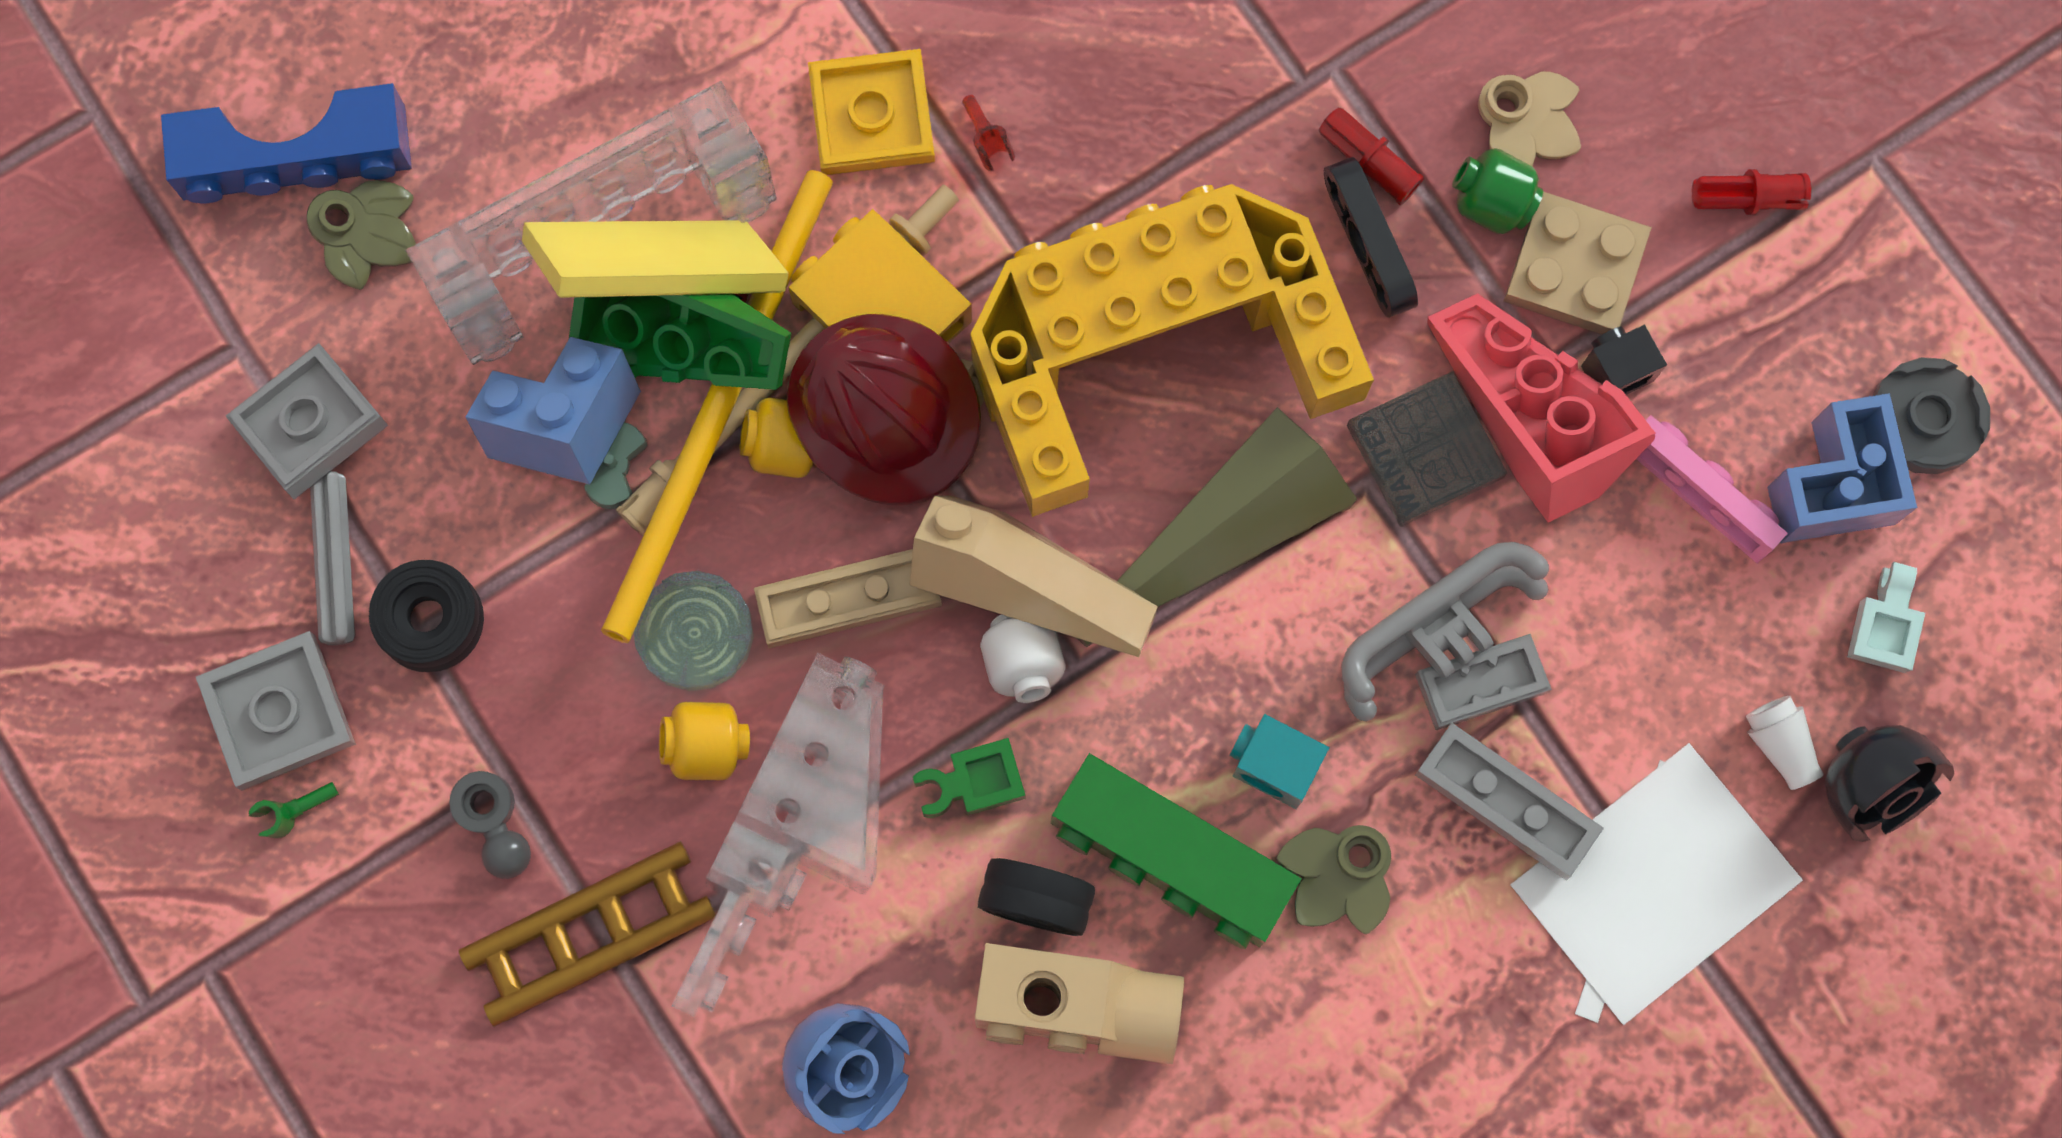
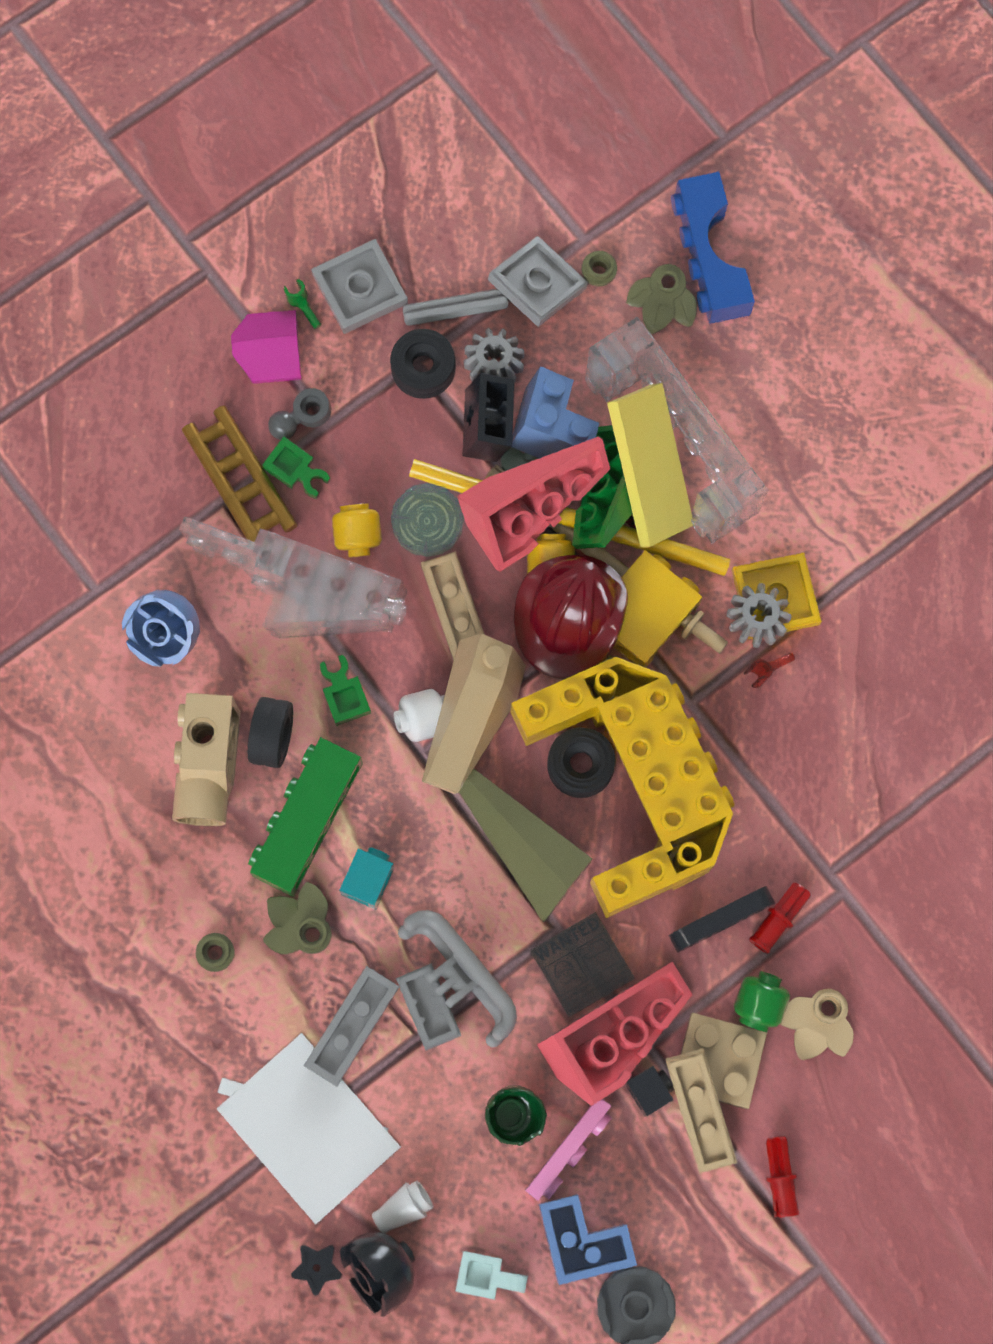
camera: 85 degrees right, 0 degrees up
(286, 312) = (602, 259): none -> olive plate
(361, 870) = (268, 346): none -> dark pink slope
(413, 511) = (494, 347): none -> light grey gear
(537, 513) = (488, 417): none -> black brick
(579, 842) = (292, 465): none -> green plate
(695, 464) = (520, 503): none -> coral wedge
(909, 109) = (772, 622): none -> light grey gear
(1124, 389) = (581, 741): none -> black tyre
(1400, 1012) = (206, 944): none -> olive plate
(1654, 291) = (701, 1110): none -> tan tile
(1654, 560) = (515, 1115): none -> dark green hair
(1854, 879) = (327, 1272): none -> black plate

